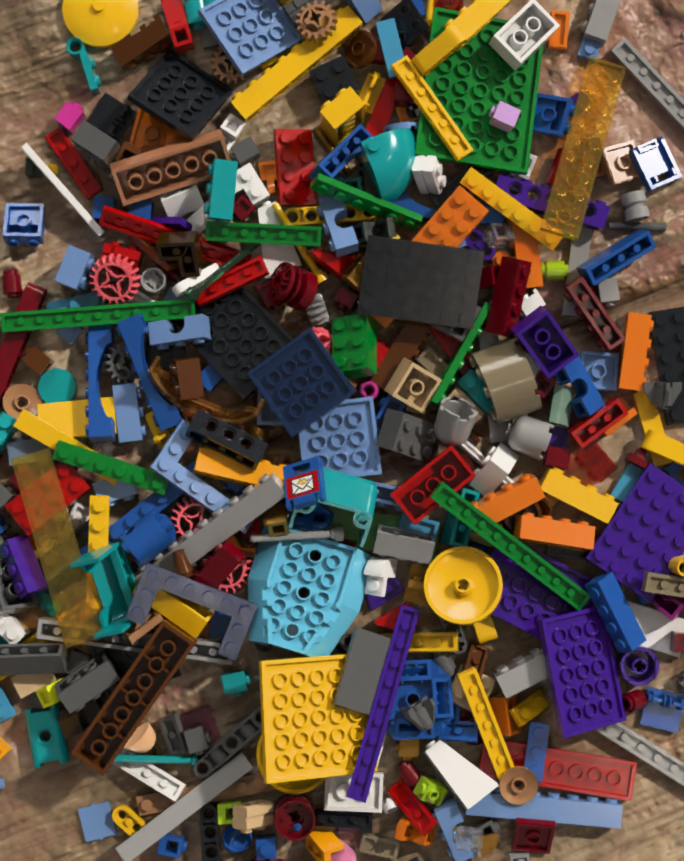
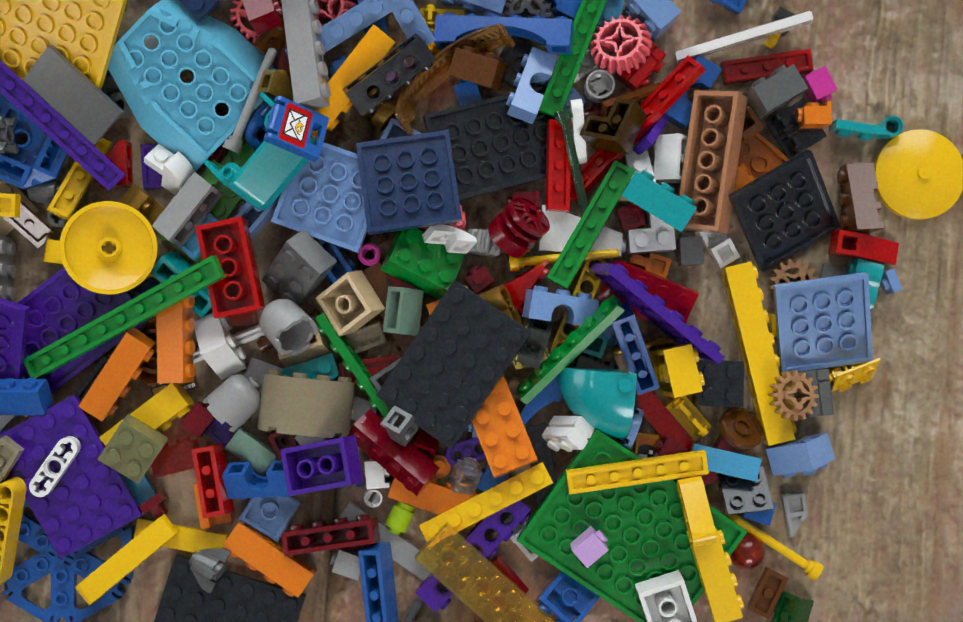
camera: 120 degrees right, 0 degrees up
(96, 108) = (814, 116): none -> orange brick
(306, 151) = (655, 311): none -> dark purple plate
(326, 330) = (453, 238): none -> white slope
(399, 342) = (403, 311): none -> sand green brick
(486, 299) = (399, 425): none -> dark grey brick
(550, 295) = (376, 500): none -> white hinge
(603, 491) = (132, 448): none -> olive brick
(659, 550) = (50, 483): none -> white beam

